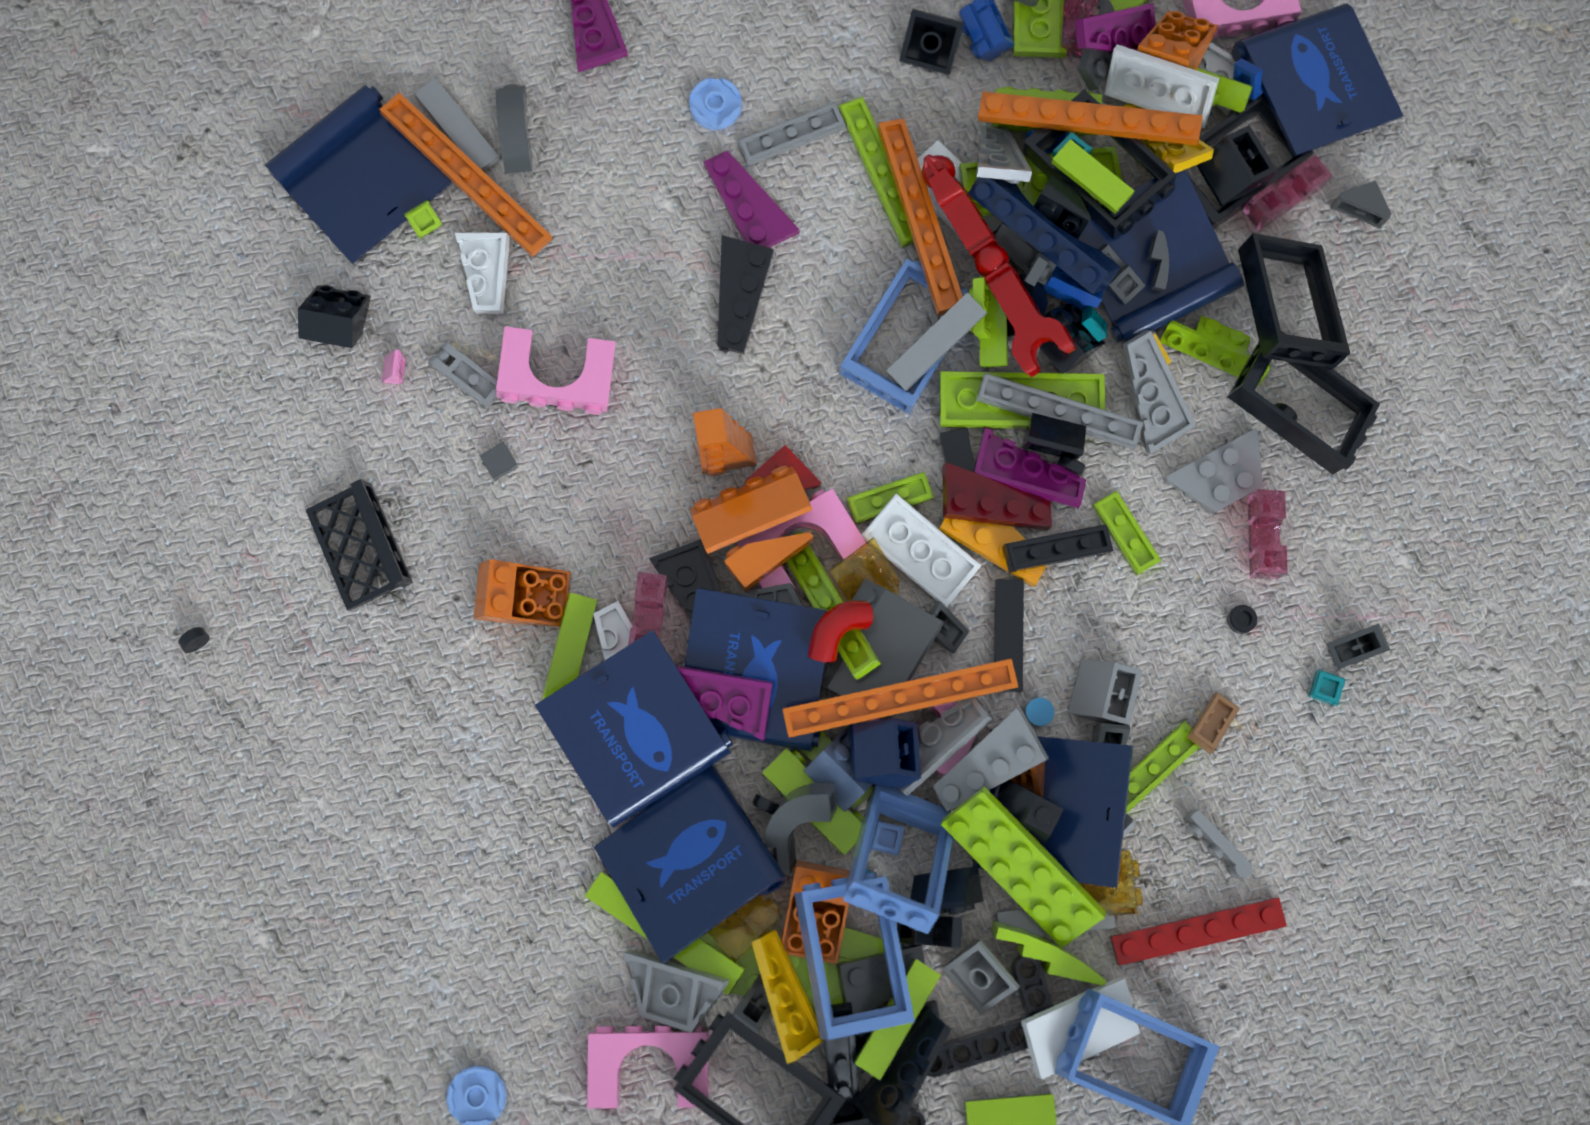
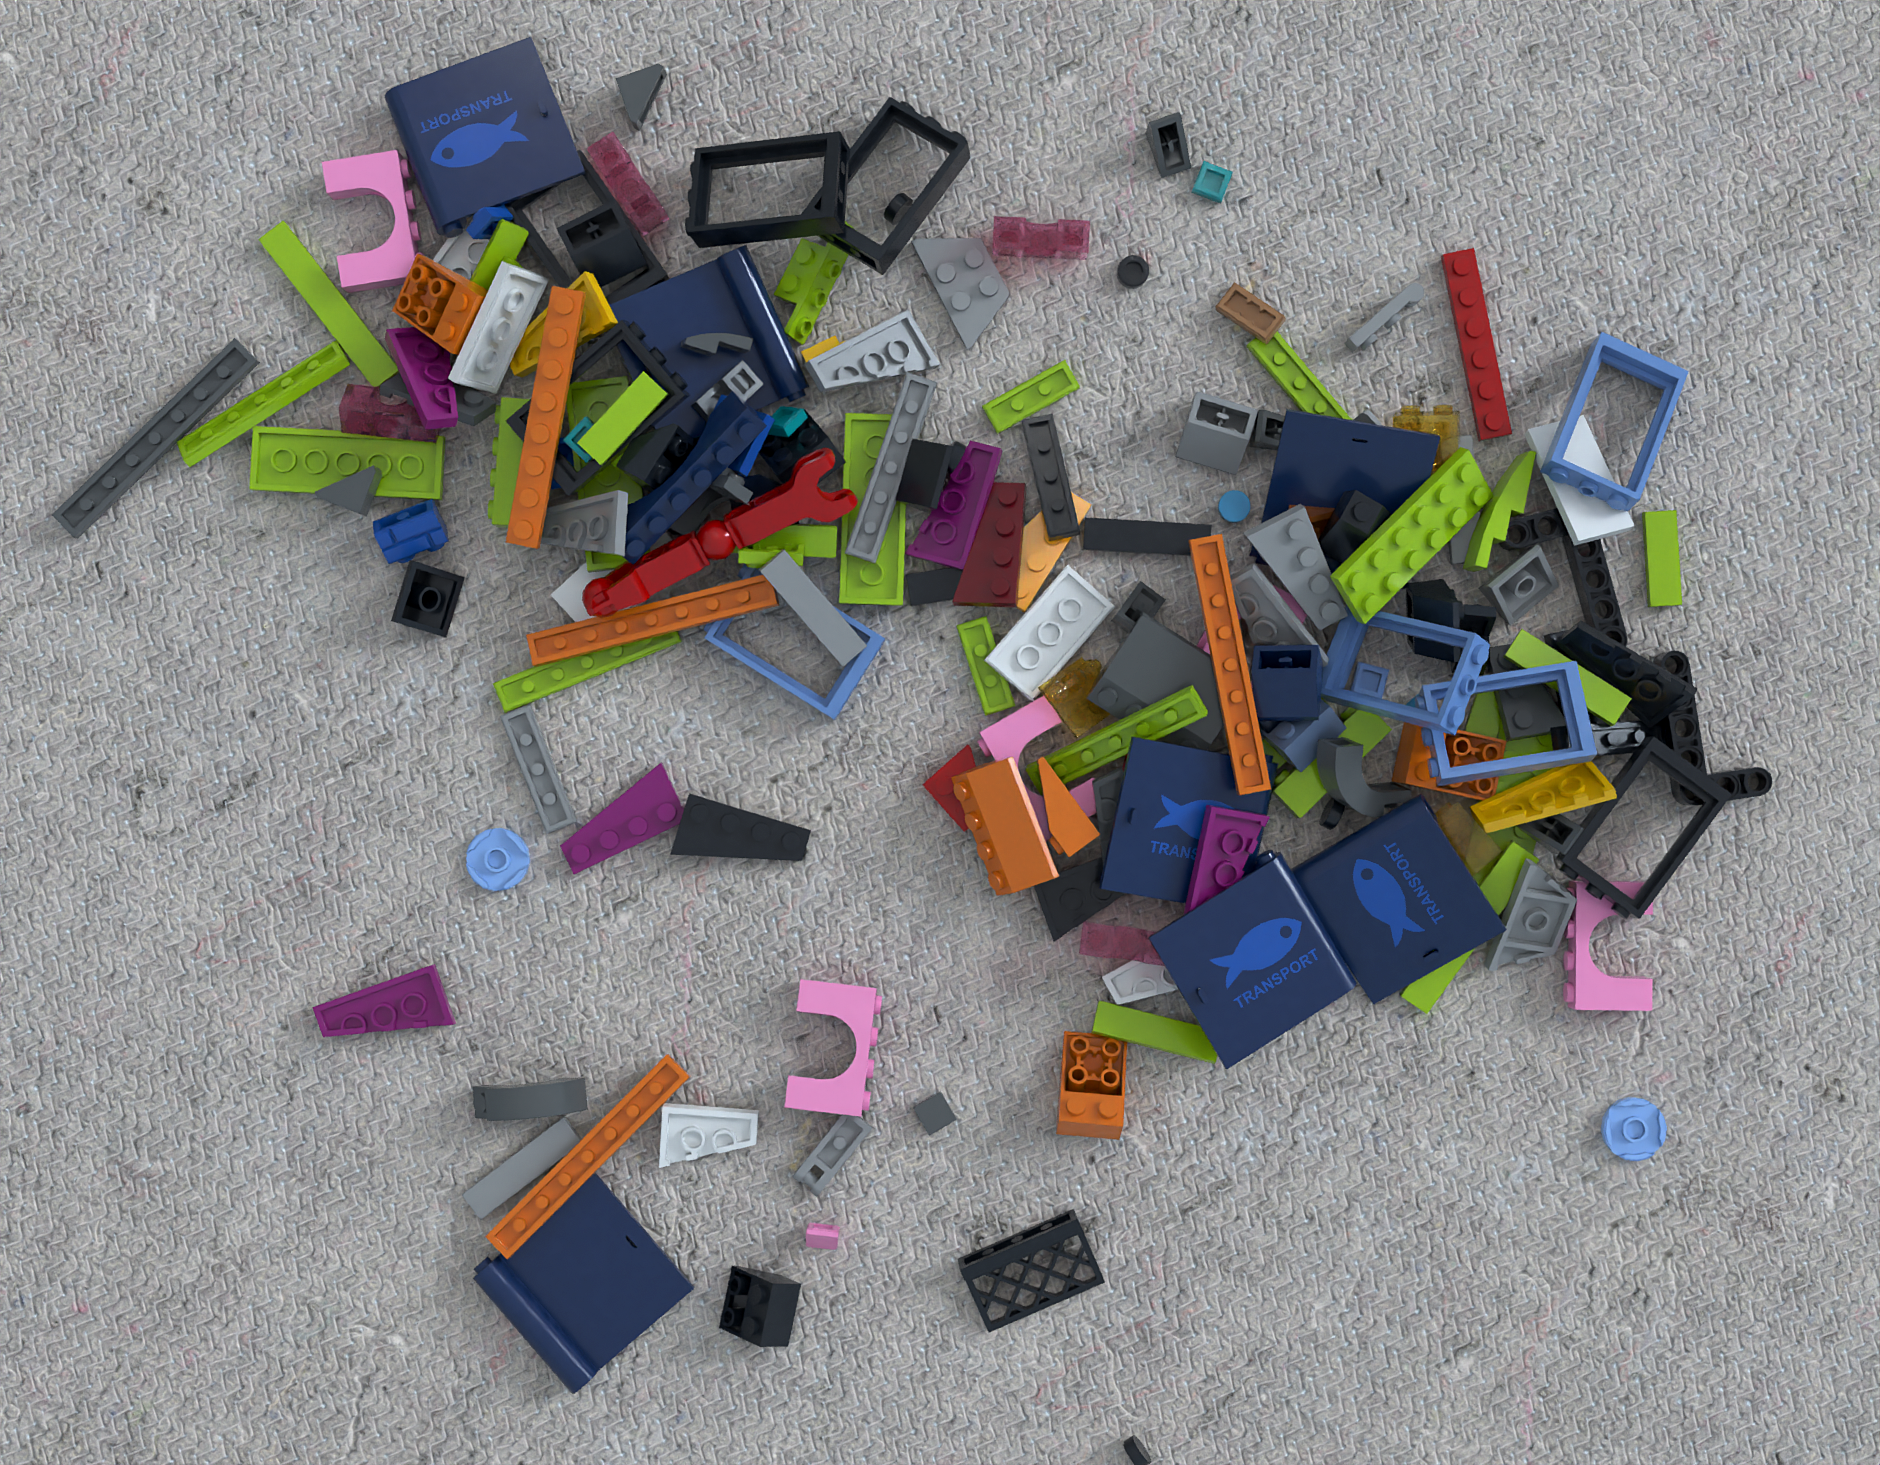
camera: 85 degrees left, 10 degrees up
(423, 219) = (641, 1205): lime tile -> none
(722, 442) = (929, 856): orange wedge -> none
(833, 626) = (1151, 735): red cylinder -> none

